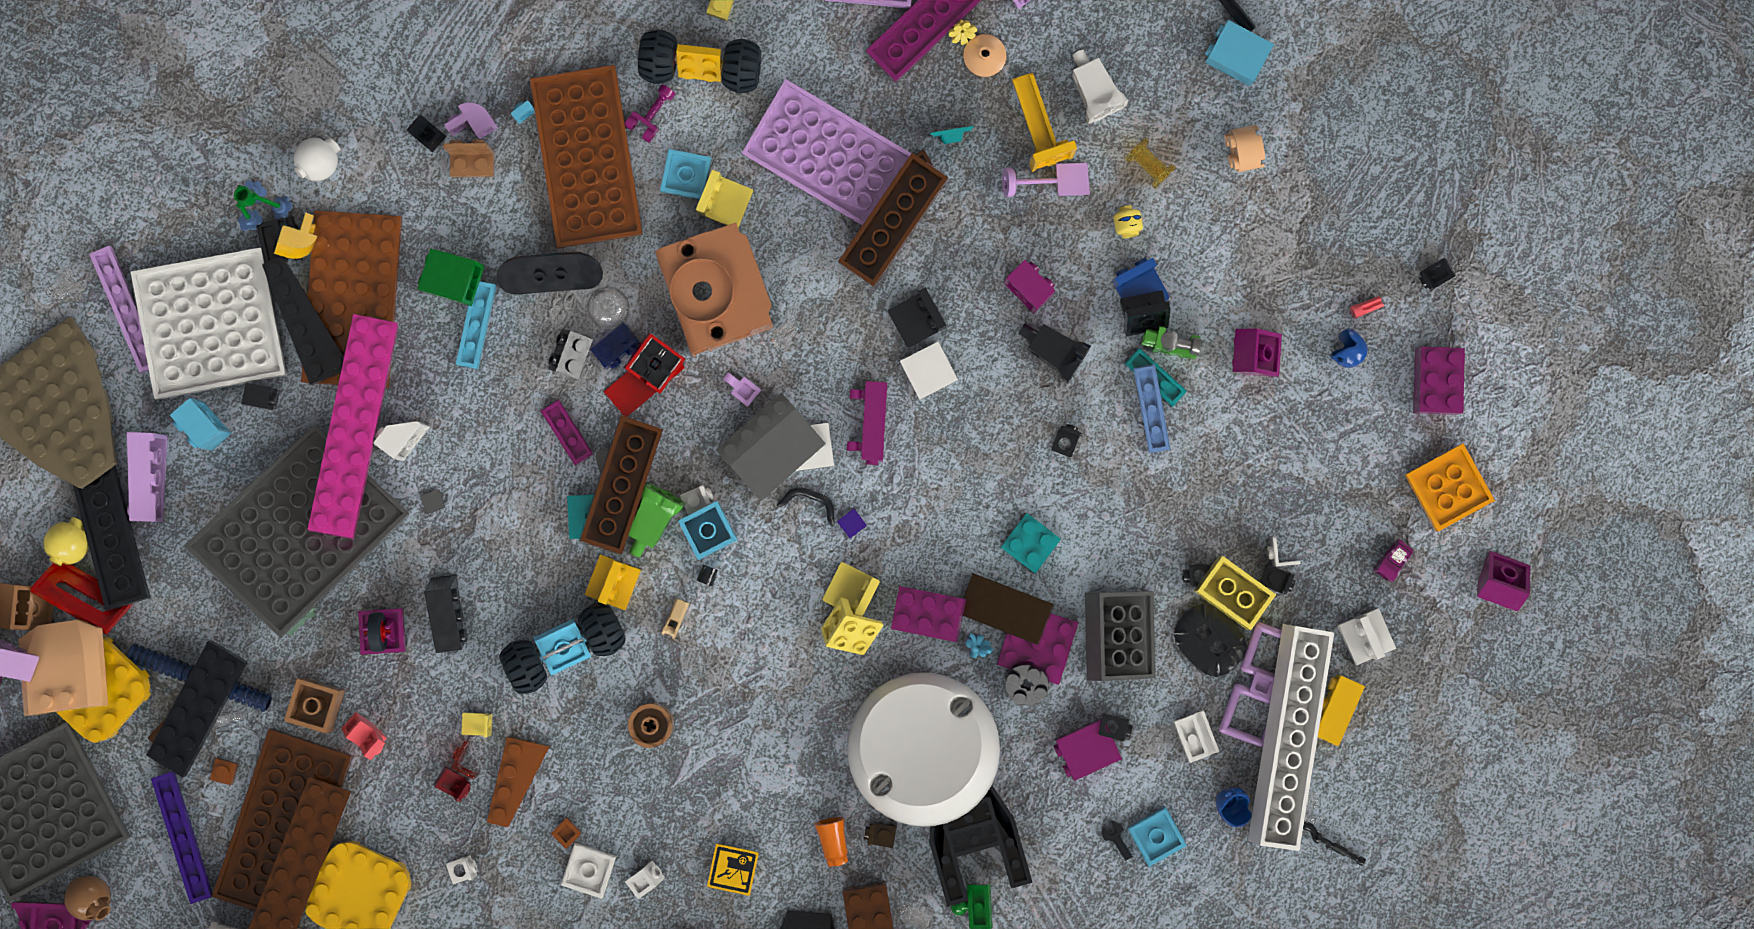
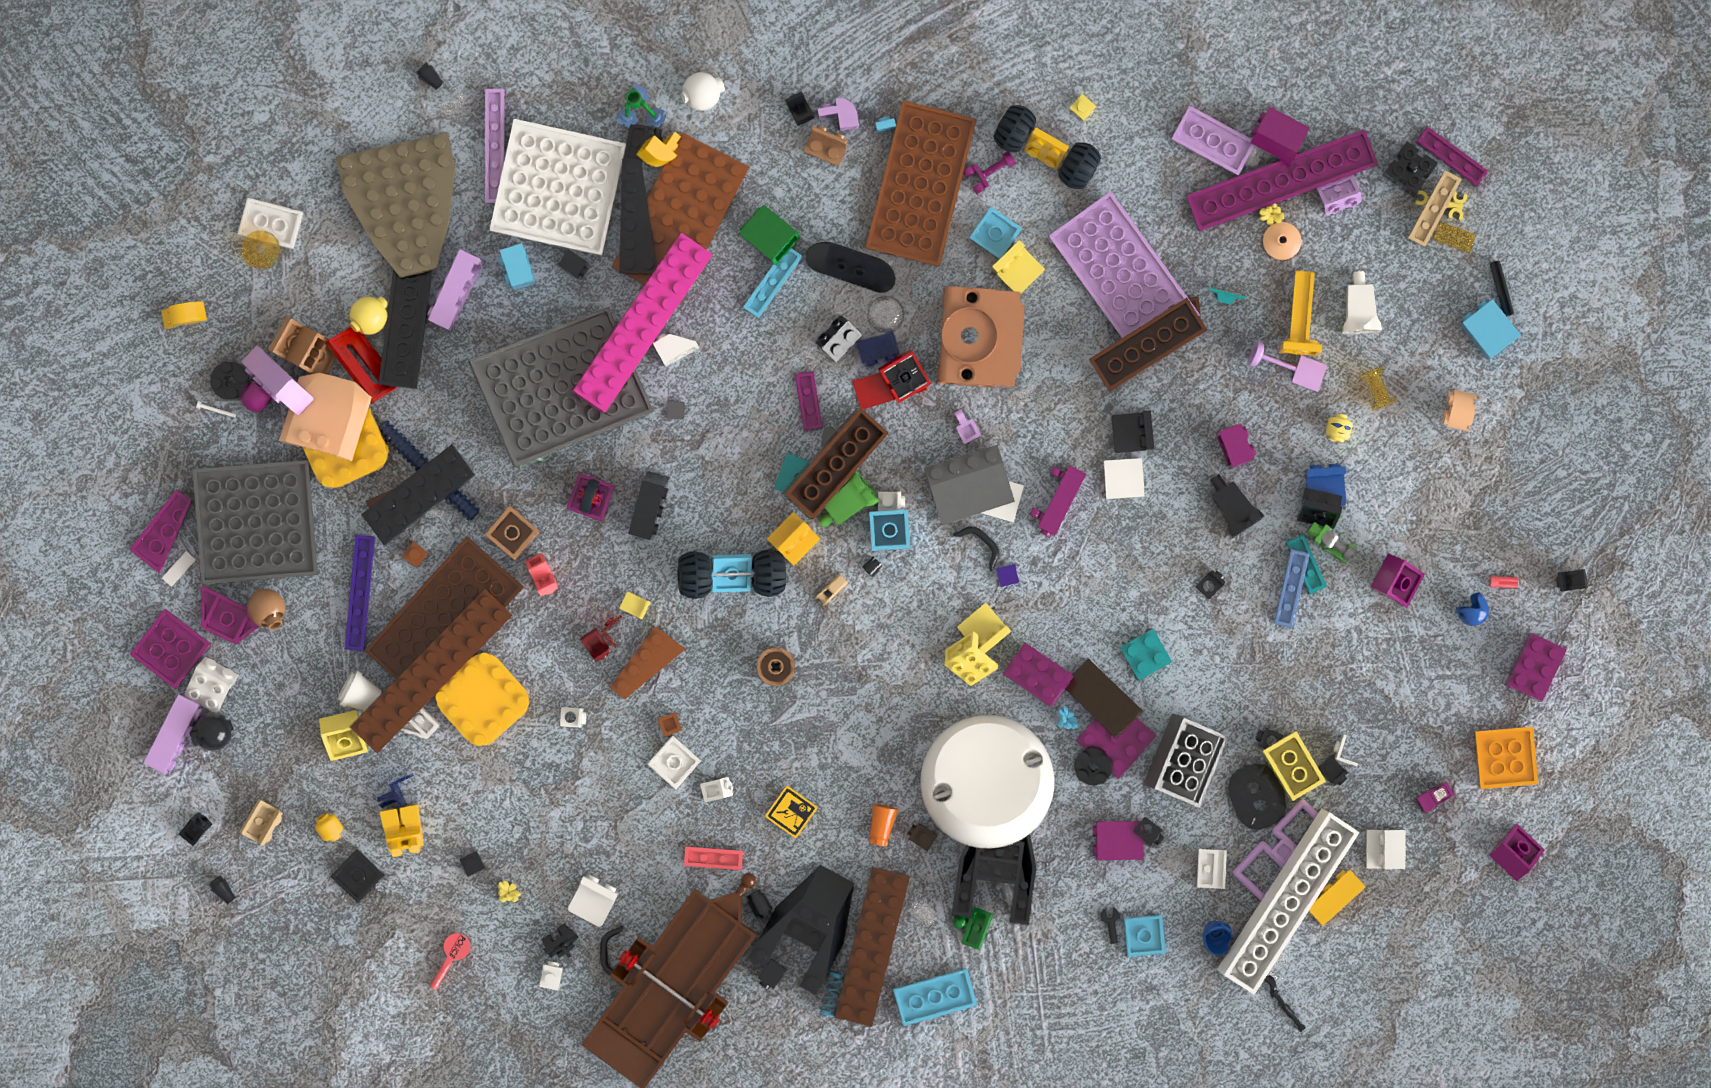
camera: 25 degrees right, 0 degrees up
(25, 265) = (429, 76): none -> black cone

